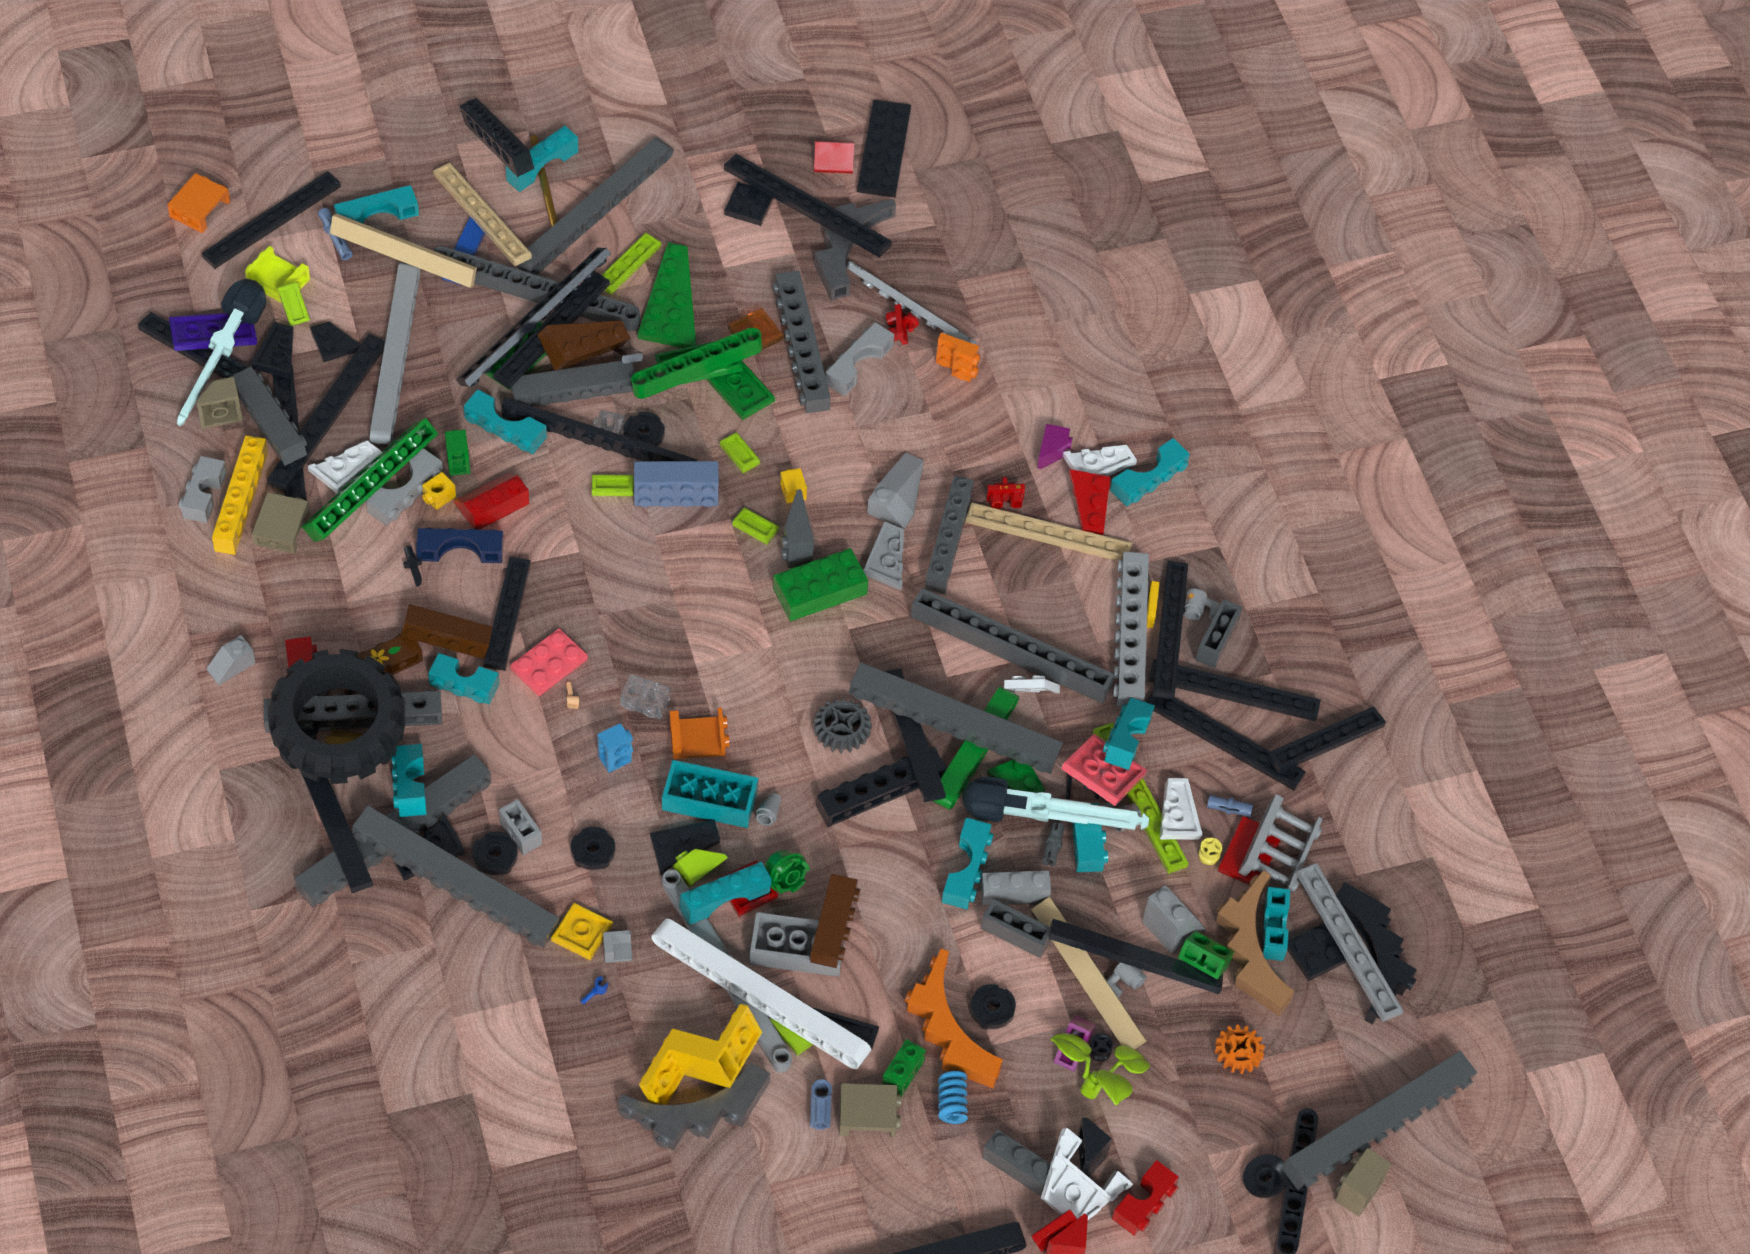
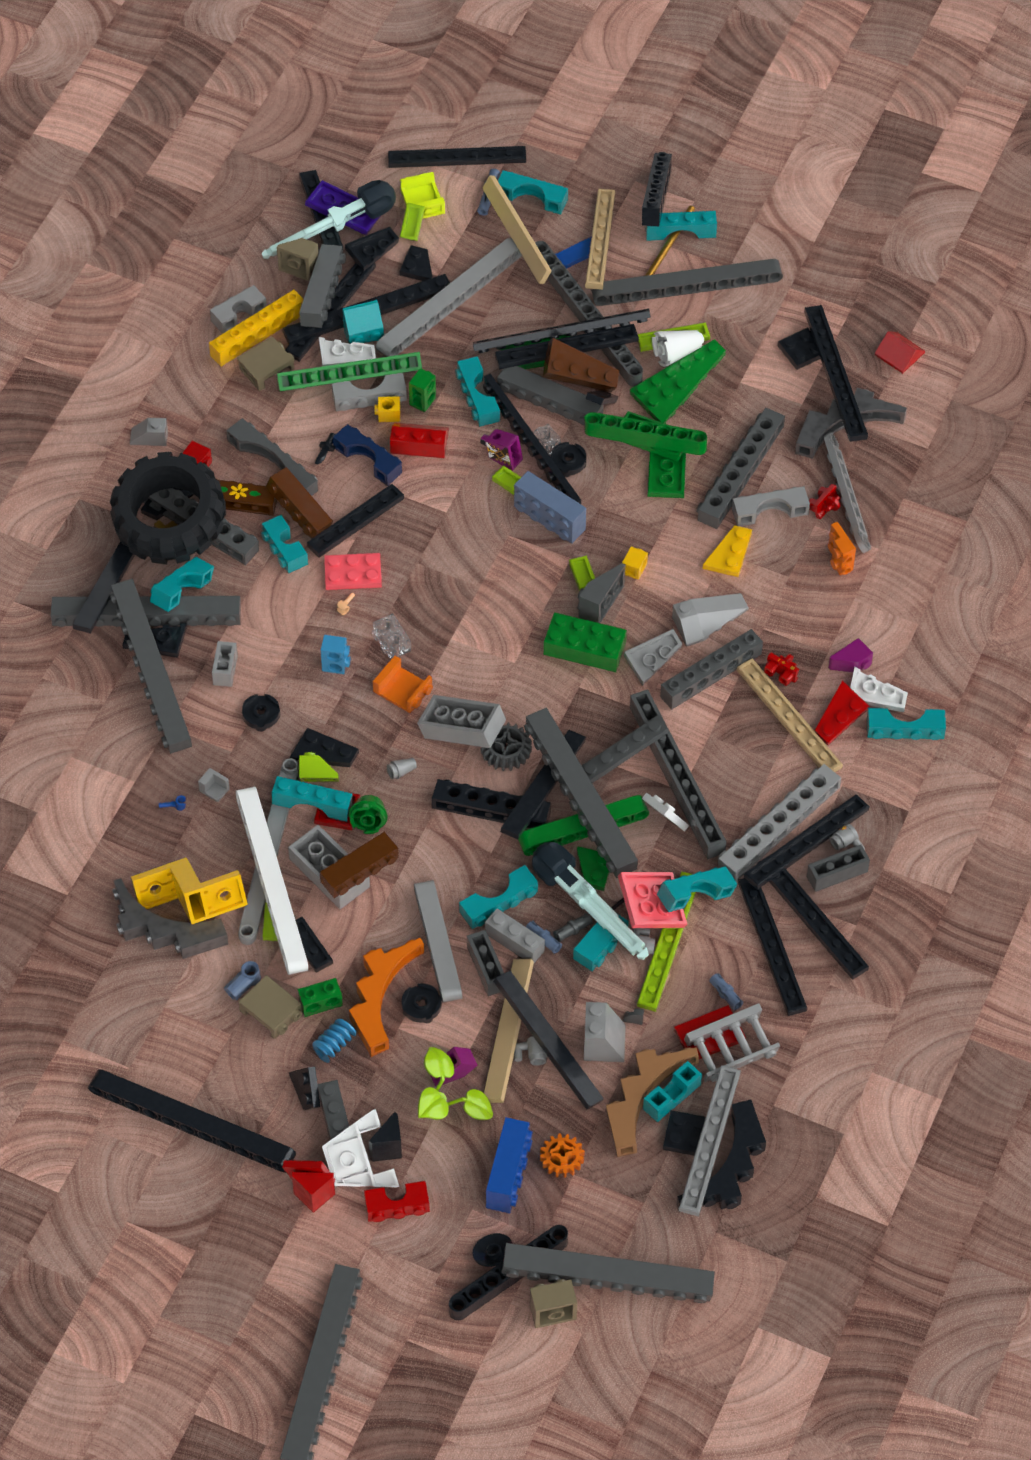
camera: 45 degrees right, 0 degrees up
(196, 201) = (415, 112): orange panel -> none
(332, 604) = (248, 439): none -> dark grey arch
(340, 426) = (363, 322): none -> teal slope
(495, 865) = (195, 680): black plate -> none
(579, 458) = (503, 448): none -> magenta torso
(581, 931) = (201, 757): yellow tile -> none
(642, 269) = (675, 345): none -> white cone
(710, 793) = (369, 728): teal brick -> none
(739, 452) = (622, 516): lime tile -> none
(761, 321) = (719, 439): clear orange plate -> none
(790, 728) = (461, 721): none -> light grey brick
(863, 423) = (730, 552): none -> yellow wing
(884, 148) = (943, 369): black plate -> none
(950, 937) = (438, 941): none -> light grey beam
(953, 649) = (625, 748): none -> dark grey plate
(972, 1157) = (306, 1087): none -> black wing
(1054, 870) = (550, 942): none -> sand blue pin
(1101, 1041) = (467, 1078): black wheel -> none
(1152, 603) = (811, 816): yellow tile -> none
(1179, 811) = (683, 969): white wing -> none
(1181, 883) = (634, 1017): none -> dark grey tile
(1206, 954) = (601, 1075): green brick -> none
(1208, 846) = (683, 1008): light yellow wheel -> none
(1210, 1091) = (509, 1165): none -> blue brick
(1326, 739) = (843, 996): black plate -> none

